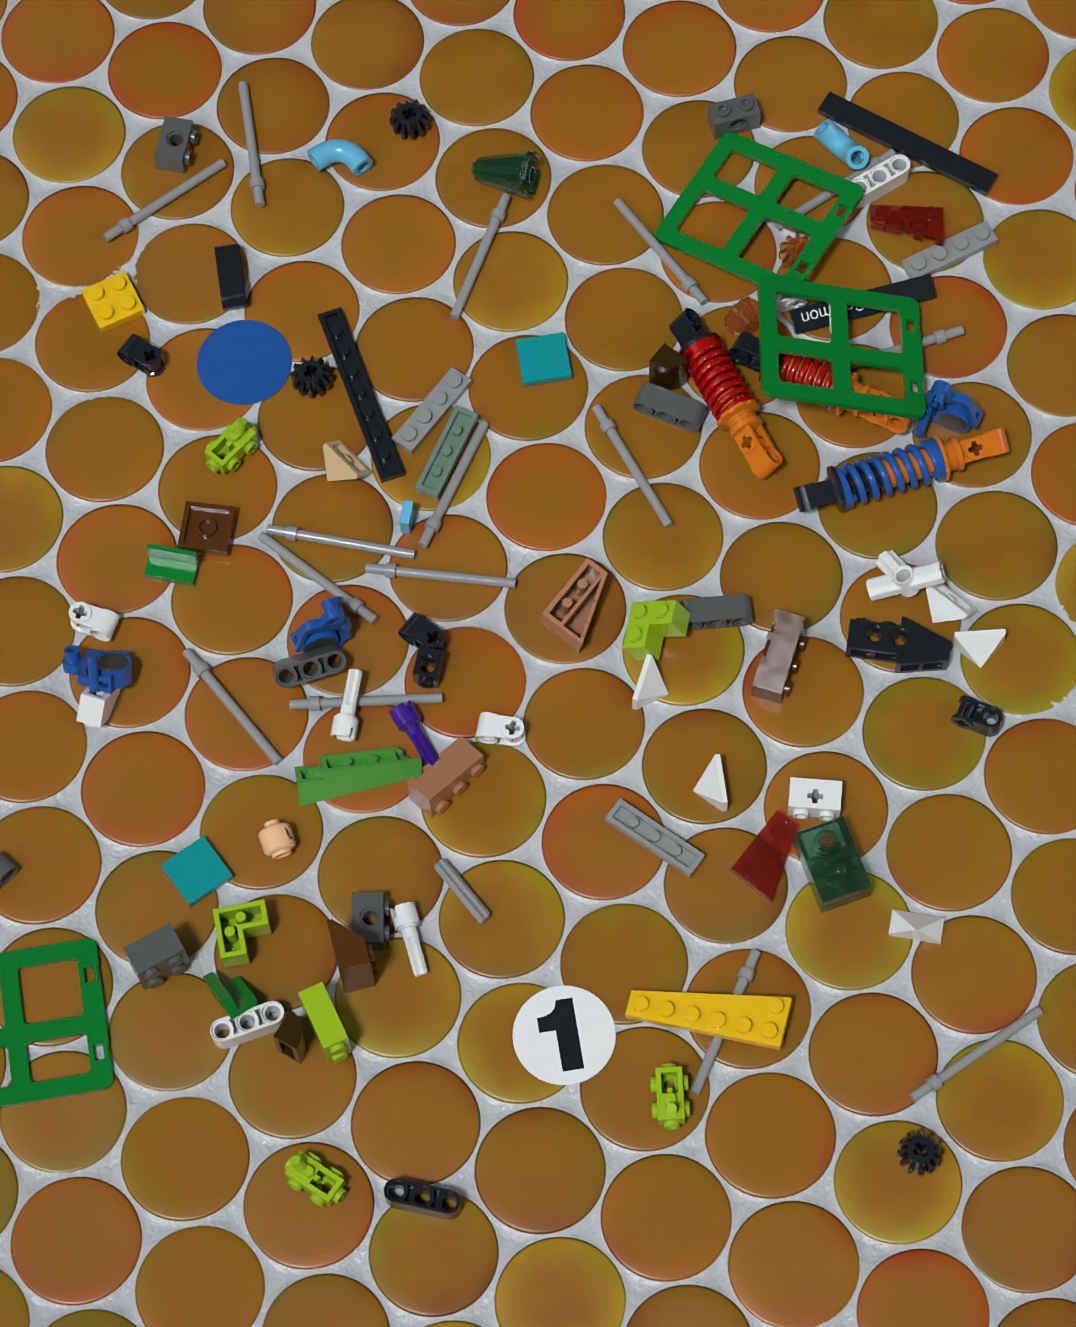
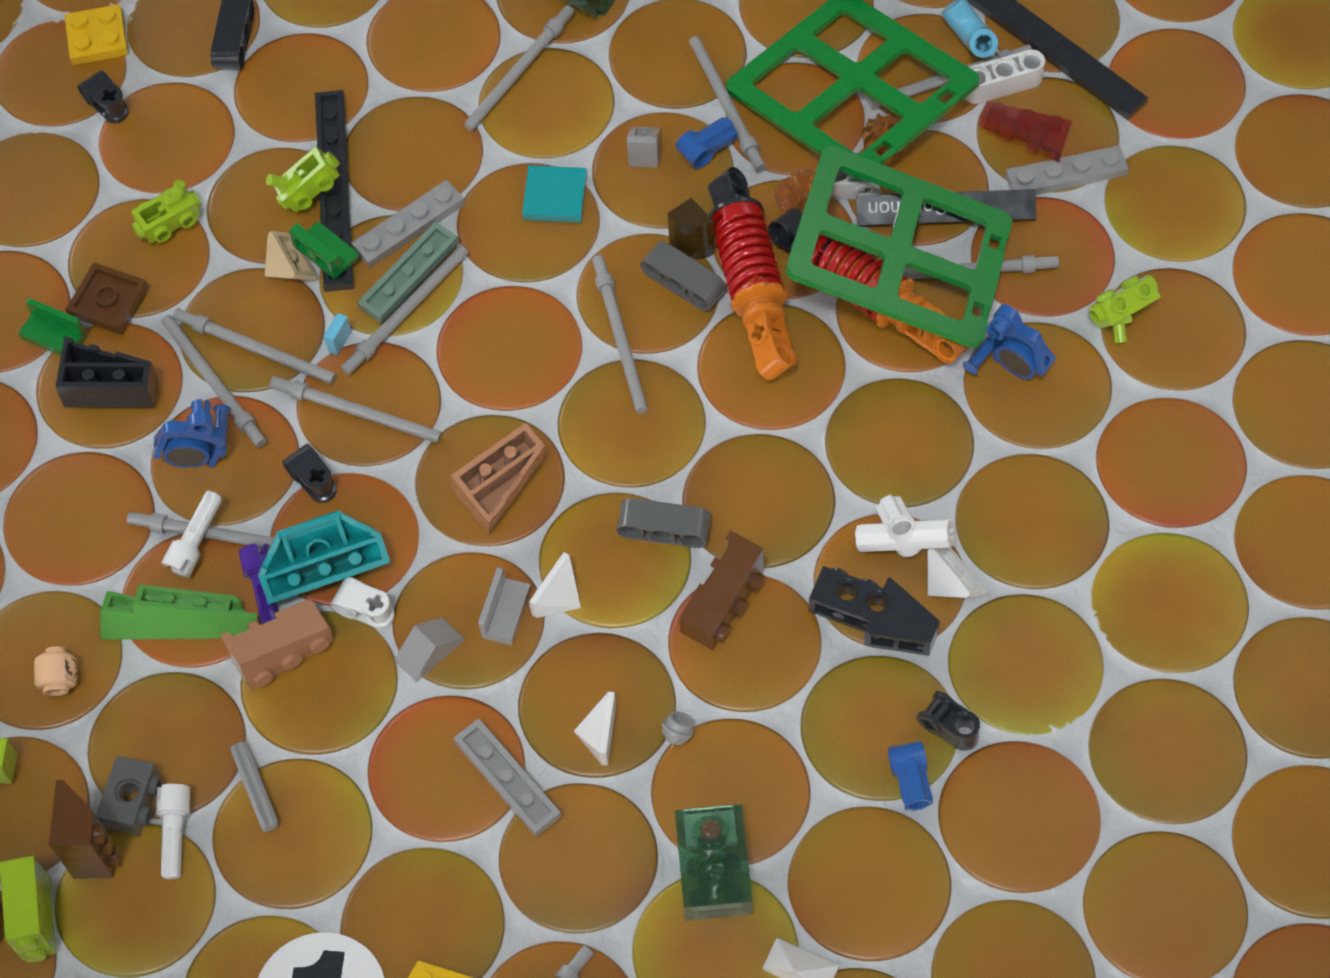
camera: 15 degrees right, 5 degrees down
(202, 671) = (44, 457): light grey bar -> none
(232, 596) = (104, 379): none -> black wedge
(244, 362) = (217, 128): blue sticker -> none
(319, 381) = (281, 154): black gear -> none
(321, 669) = (151, 484): dark grey beam -> none
(339, 393) = (305, 179): none -> lime brick
(372, 448) = (323, 248): none -> green panel
(428, 657) = (302, 499): black brick -> none
(458, 700) = (319, 554): none -> teal wedge
(560, 753) = (427, 647): none -> light grey slope
(604, 302) = (643, 146): none -> light grey slope
(612, 709) = (503, 608): none -> light grey panel
(650, 294) = (700, 146): none -> blue piece
(650, 624) = (579, 519): lime brick -> none
(766, 855) = (636, 832): clear red wing -> none
(774, 769) = (677, 728): none -> light grey plate
(827, 794) = (705, 763): white brick -> none
(922, 462) = (973, 399): piece -> none
(956, 757) = (910, 767): none -> blue piece
(979, 644) = (976, 633): white slope -> none
(1019, 357) = (1116, 307): none -> lime brick

